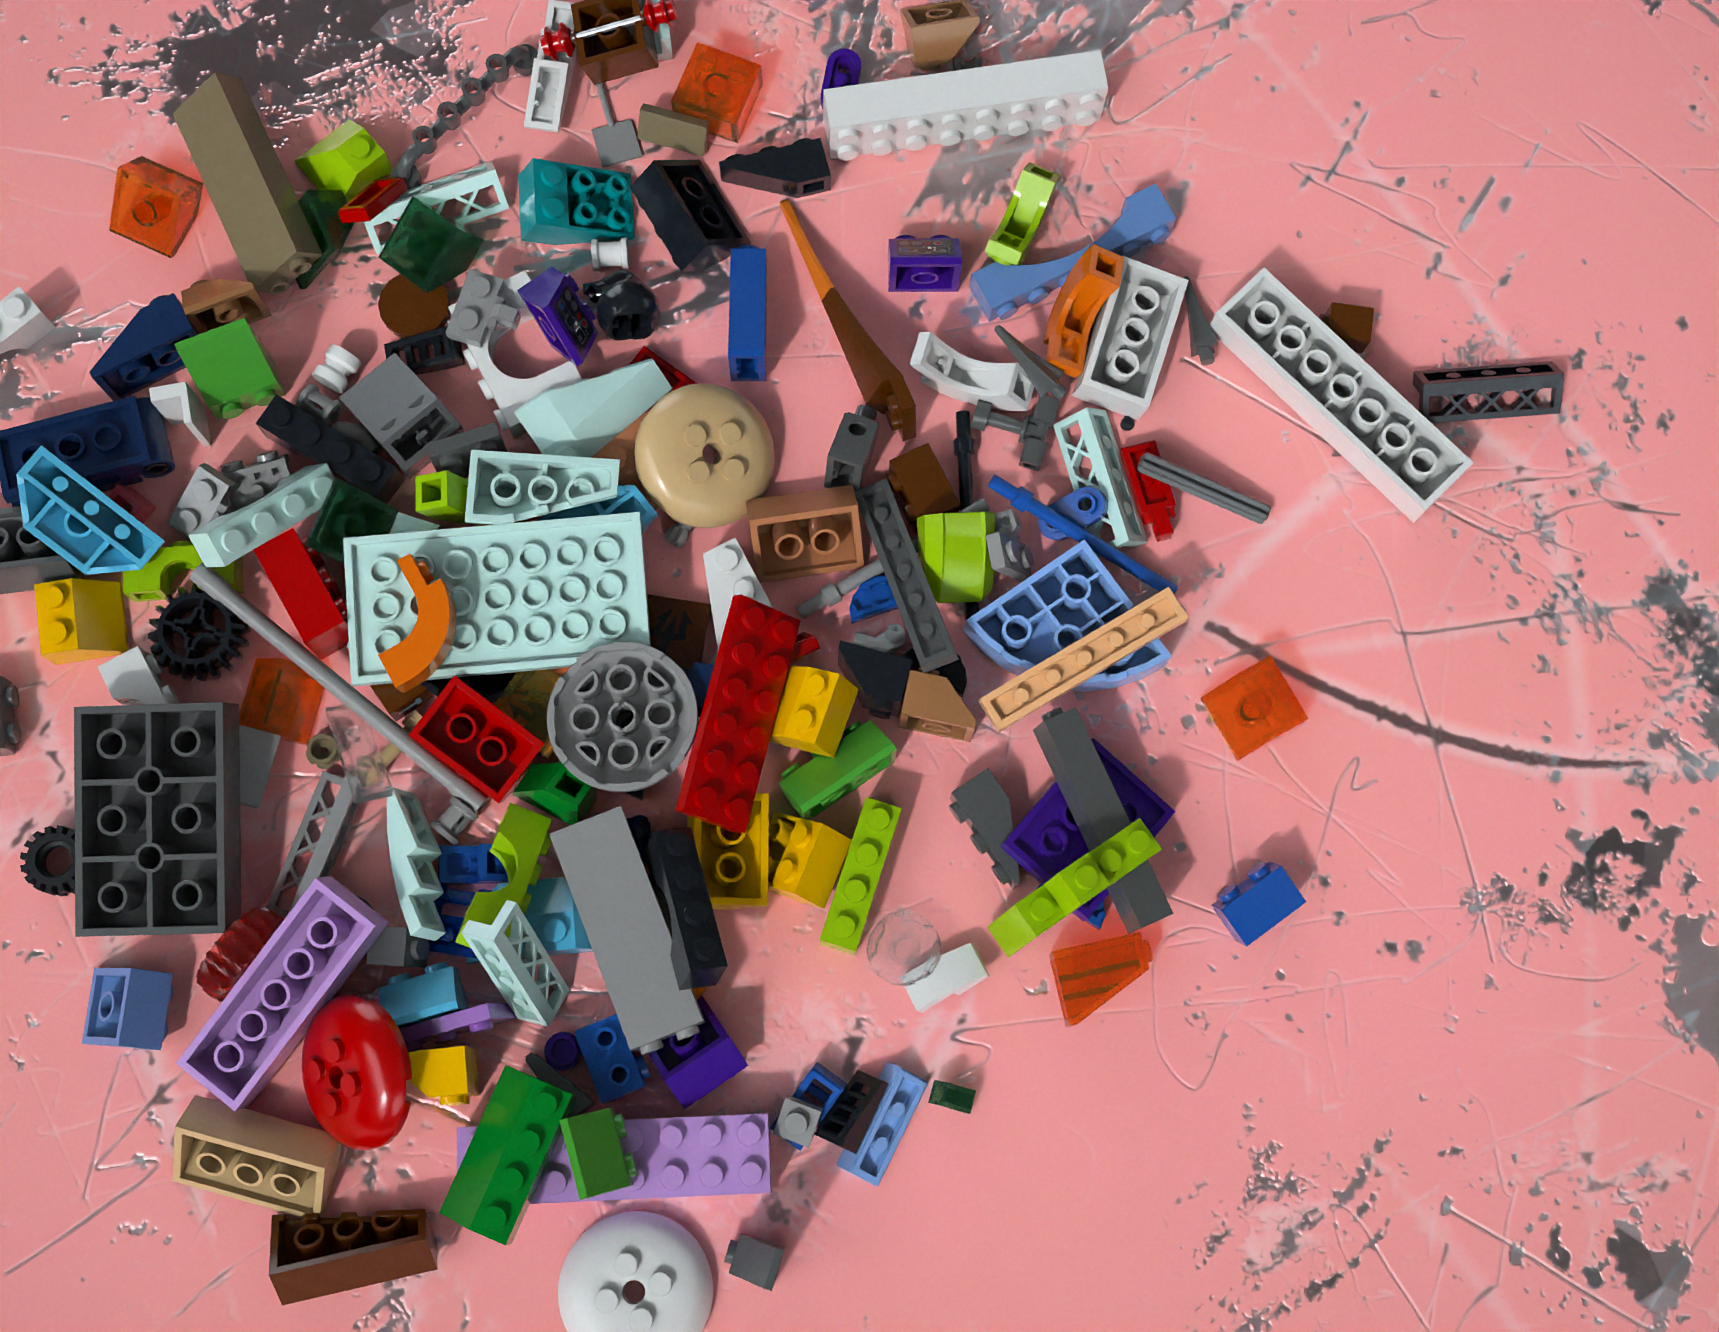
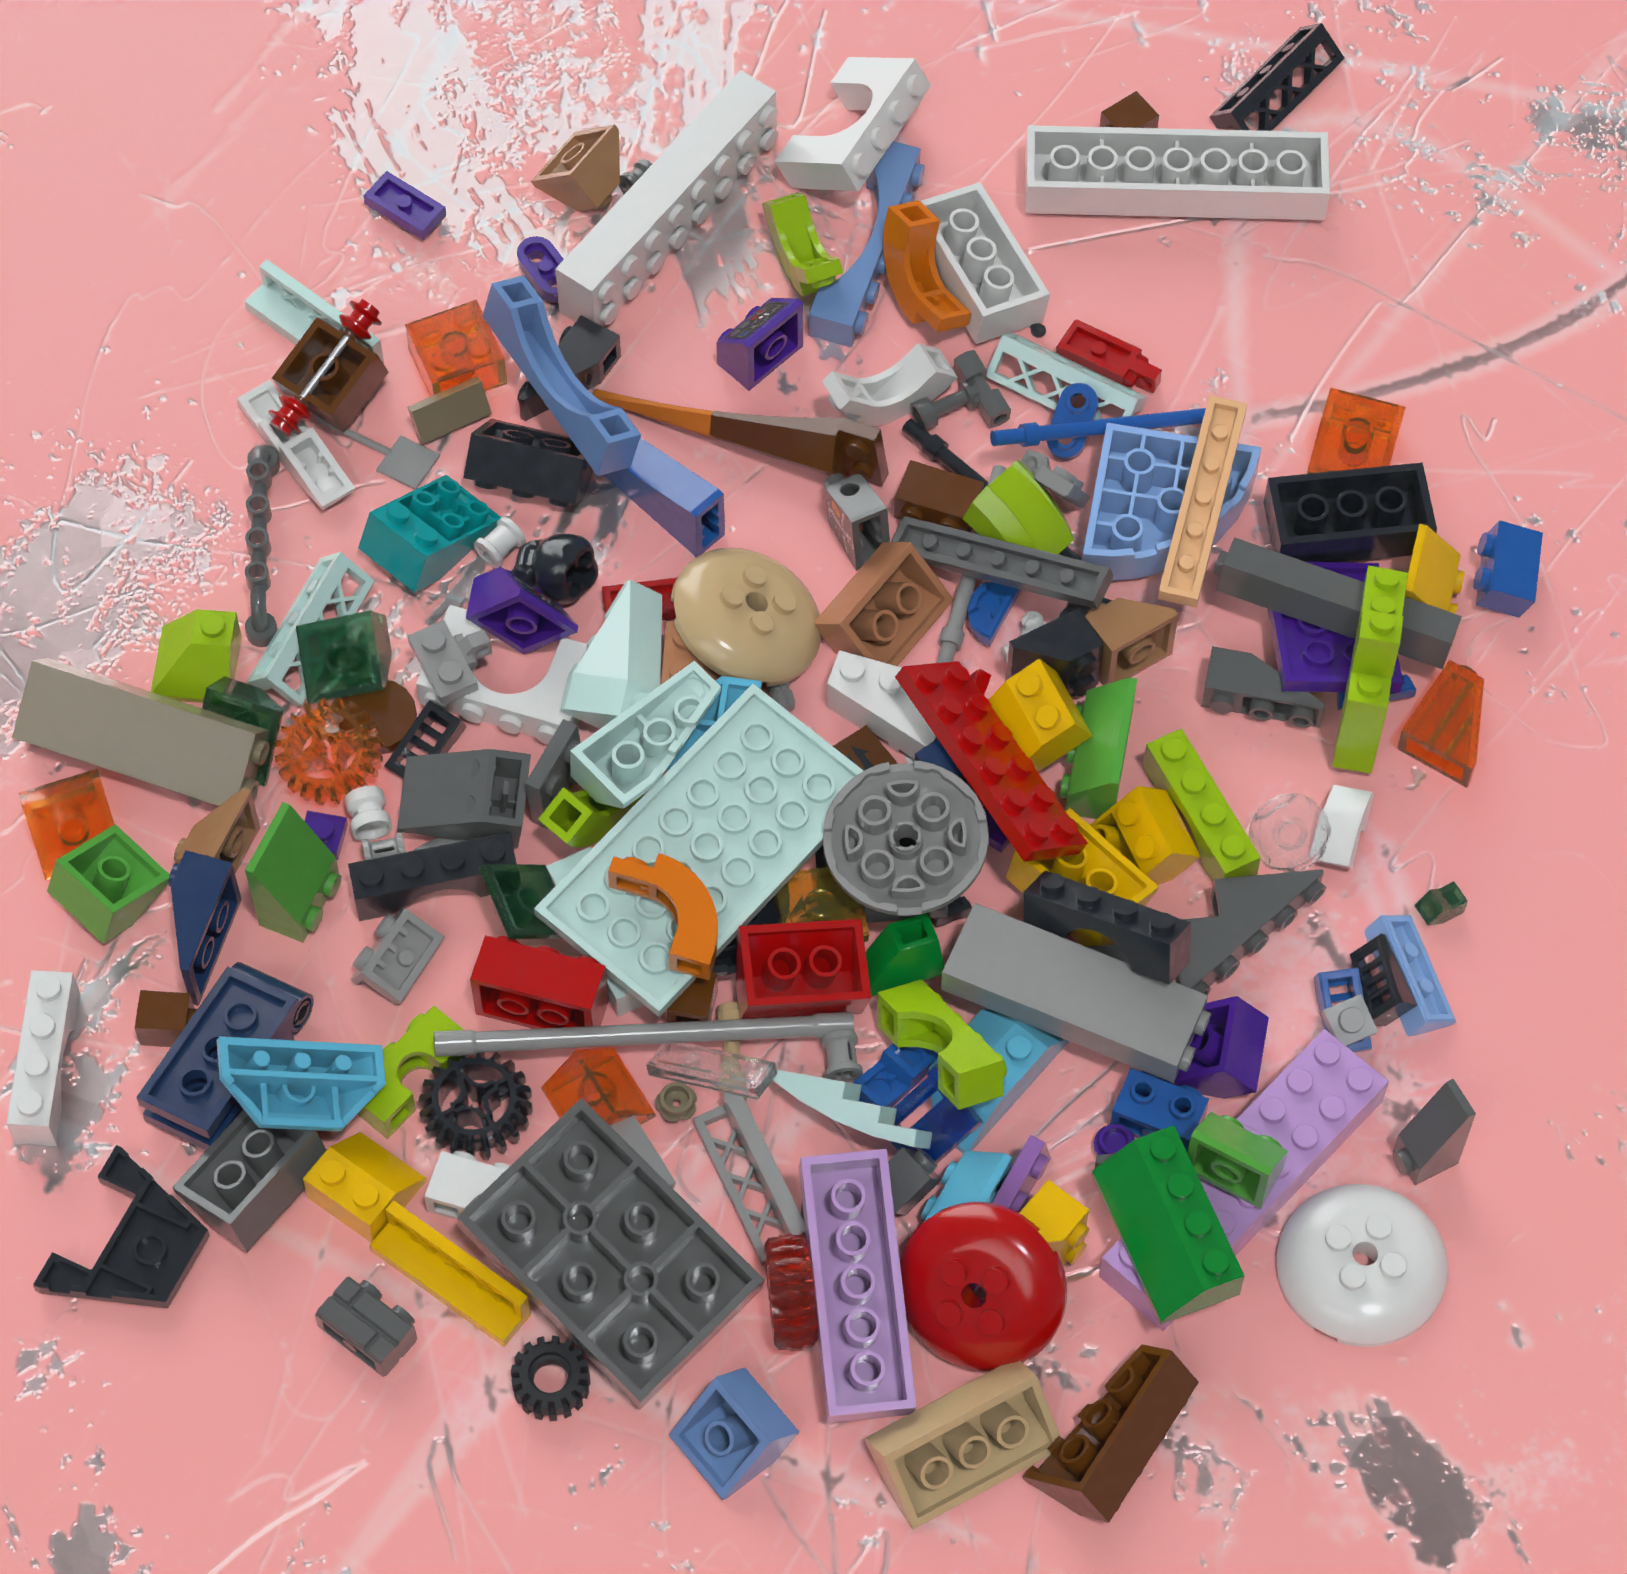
camera: 40 degrees left, 15 degrees down
(65, 690) = (451, 1275): none -> yellow fence
(74, 389) = (162, 1017): none -> reddish brown brick
(131, 267) = (107, 883): none -> bright green slope
(182, 406) = (278, 938): white panel -> none
(202, 500) = (376, 1002): light grey hinge -> none
(249, 527) = (446, 976): light aqua arch -> none
(299, 356) = (329, 828): none -> dark purple plate
(358, 319) = (299, 762): none -> clear orange gear
(372, 200) = (261, 659): red tile -> none
(515, 976) = (1023, 1090): light aqua fence -> none
(736, 210) = (522, 326): none -> medium blue arch
(811, 977) = (1244, 916): none -> dark grey slope
(1041, 373) = (942, 337): dark grey piece -> none
(1115, 181) = (844, 160): none -> white arch
(1188, 760) = (1348, 513): none -> black brick
(1190, 862) = (1434, 571): none -> yellow slope
(1201, 335) = (1025, 220): dark grey piece -> none
(1203, 488) = (1149, 320): dark grey axle -> none

